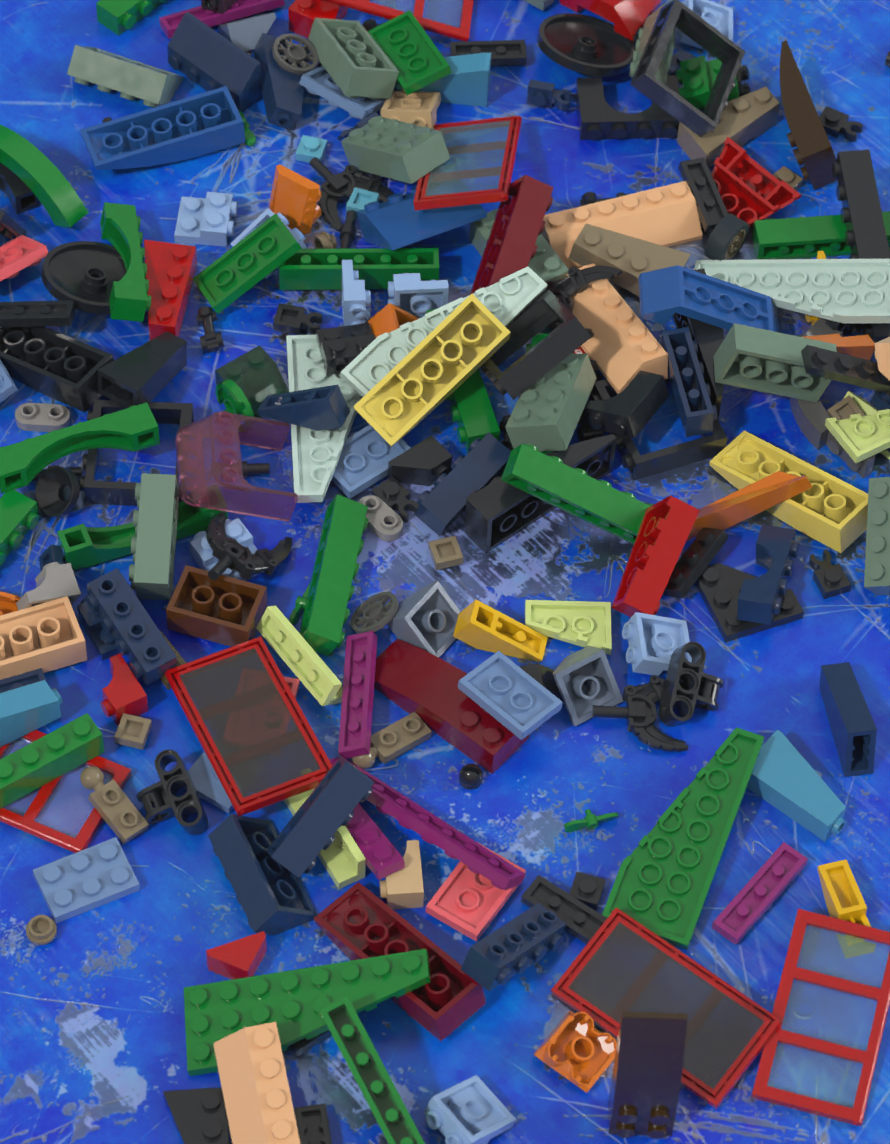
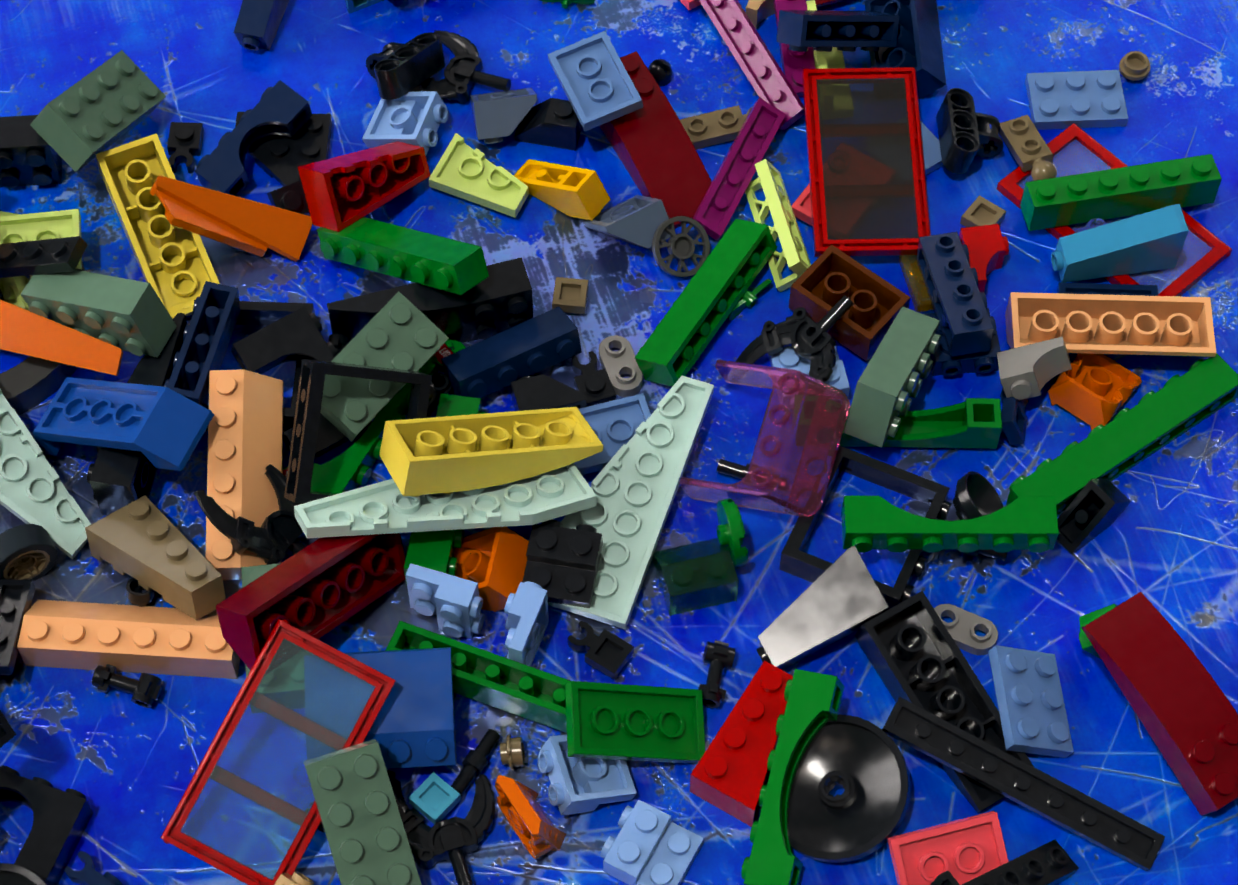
camera: 155 degrees left, 5 degrees up
(309, 408) = (657, 481): dark blue slope -> none

